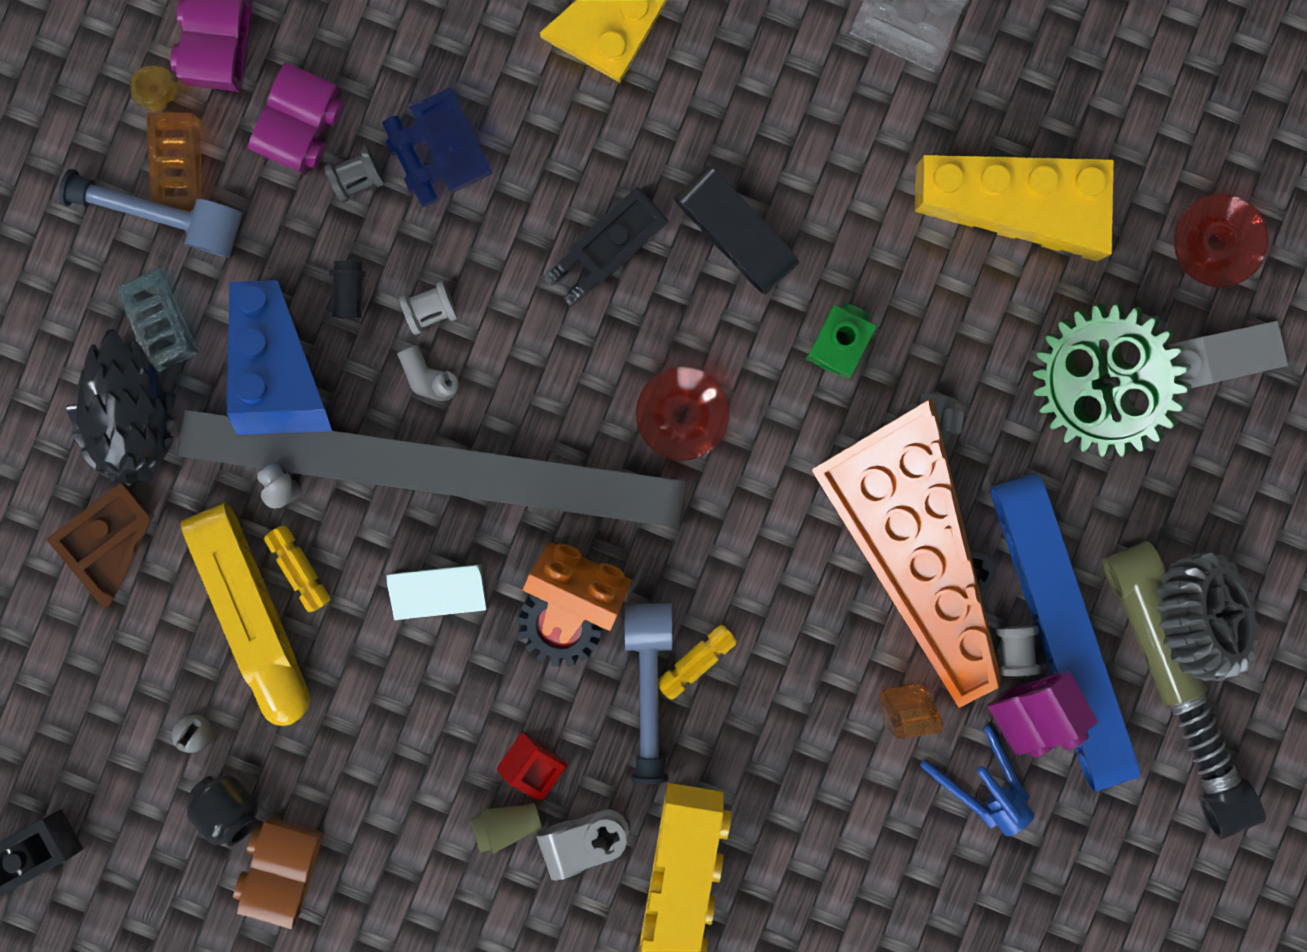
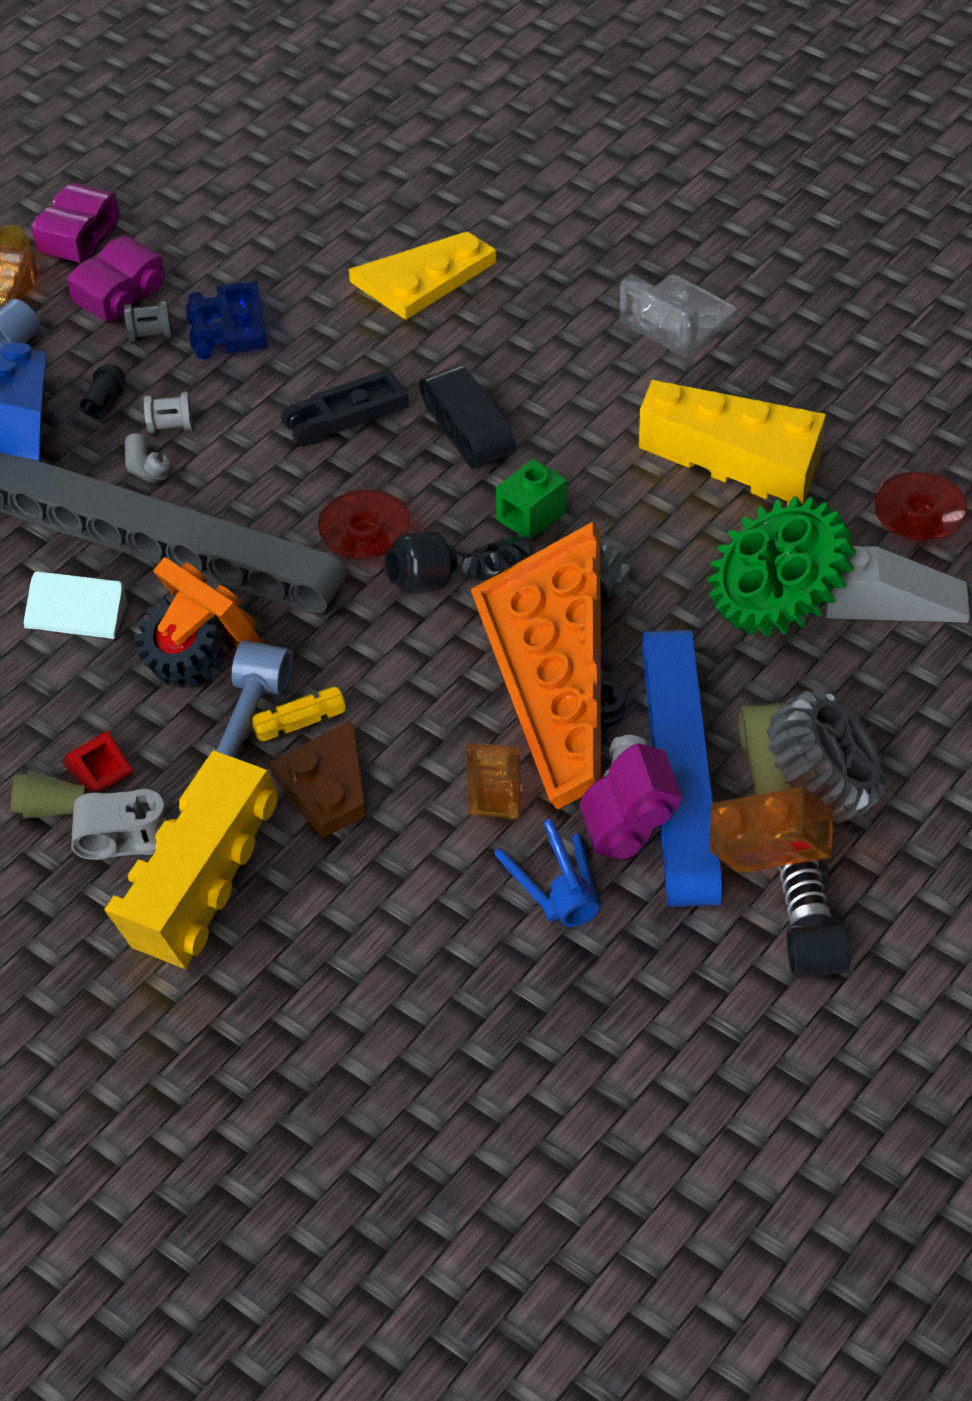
camera: 25 degrees right, 40 degrees down
(745, 729) = (324, 779): none -> reddish brown wing
(754, 450) = (420, 562): none -> black head
(845, 418) = (496, 557): none -> black gear
(1181, 728) = (771, 830): none -> clear orange brick

